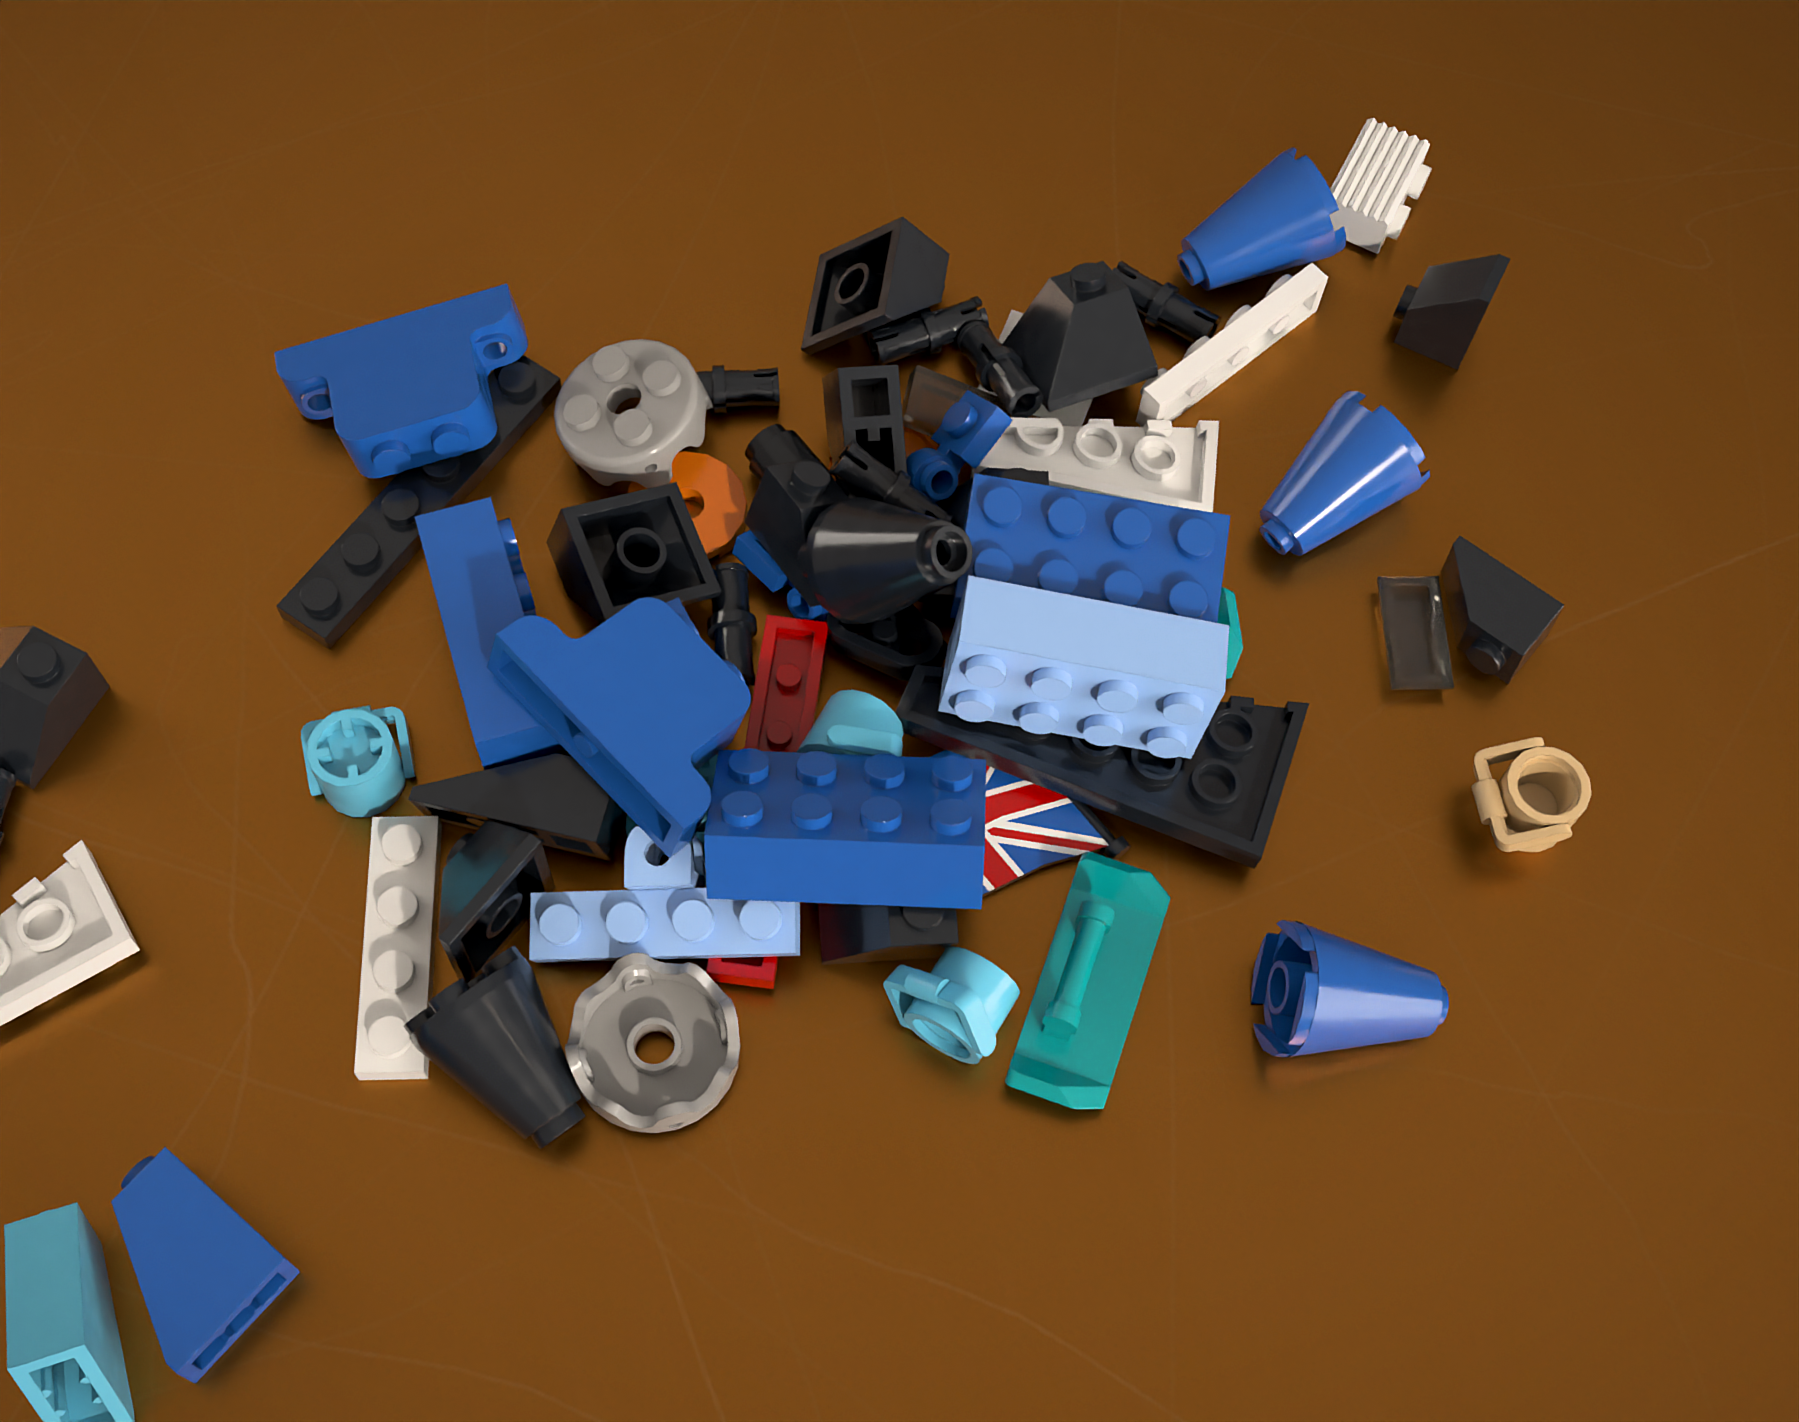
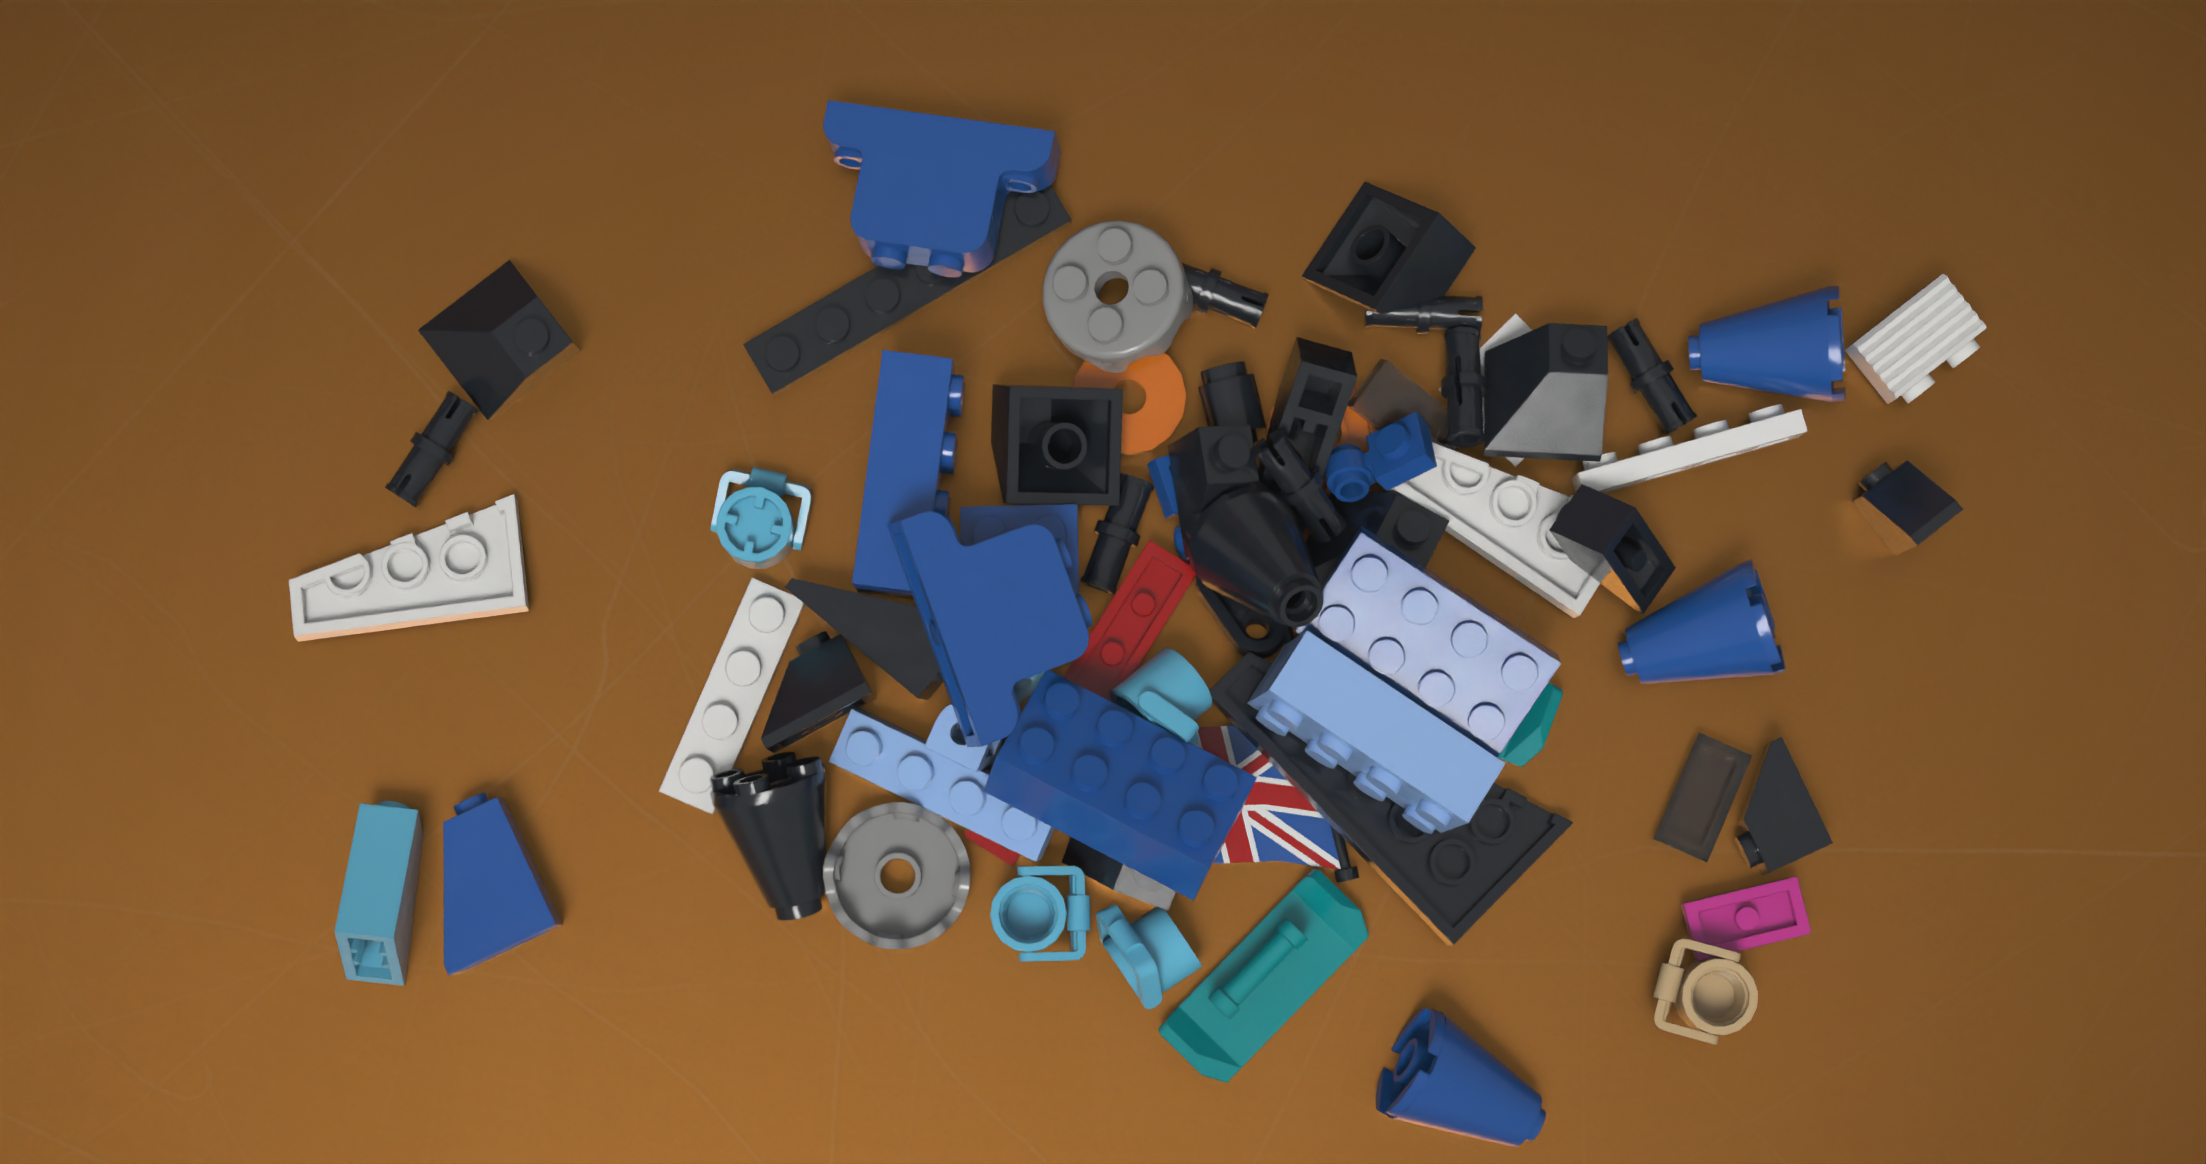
camera: 25 degrees right, 20 degrees up
(816, 1012) = (1032, 913): none -> medium azure piece
(1210, 433) = (1613, 546): none -> black slope
(1530, 708) = (1747, 917): none -> dark pink plate

